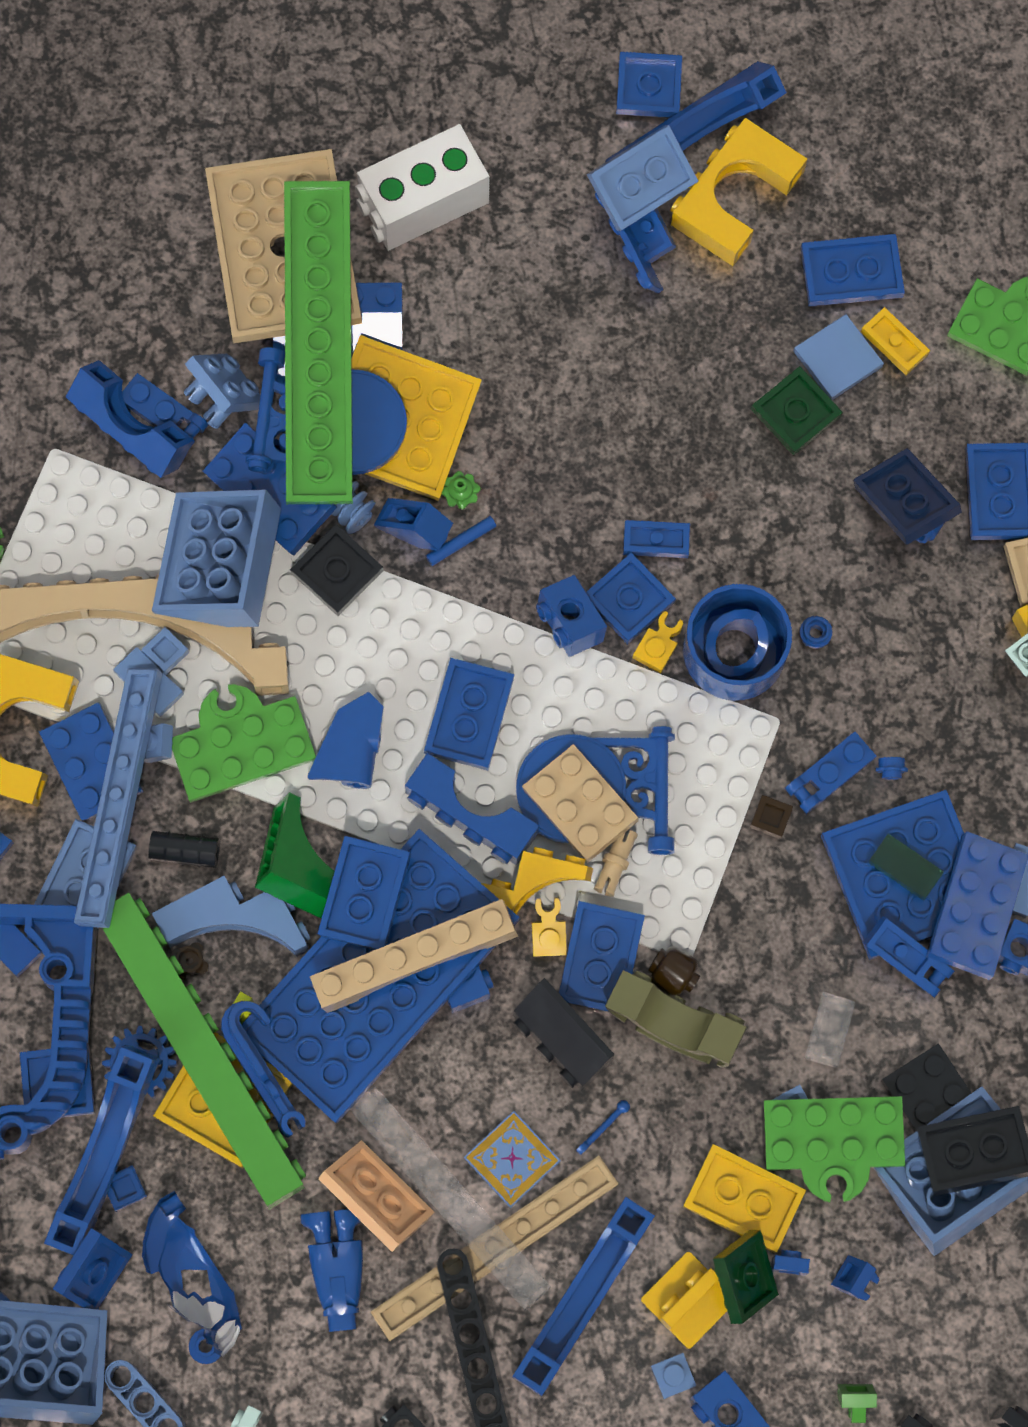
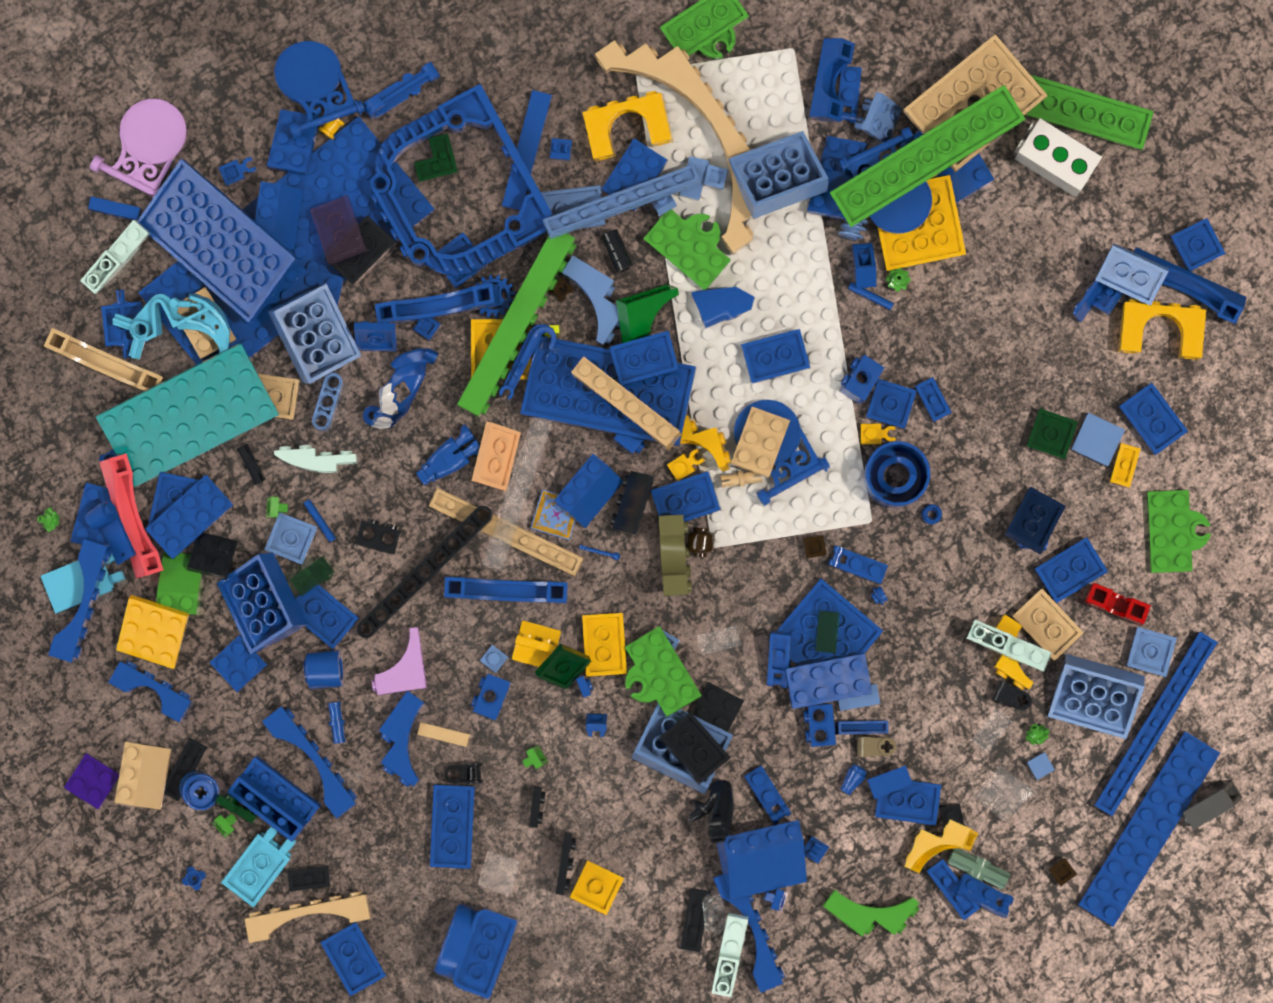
camera: 65 degrees right, 10 degrees up
(336, 570) = (813, 240): black plate -> none
(395, 111) = (1092, 114): none -> bright green plate
(504, 833) = (722, 413): blue arch -> none
(505, 1090) = (588, 491): none -> blue slope

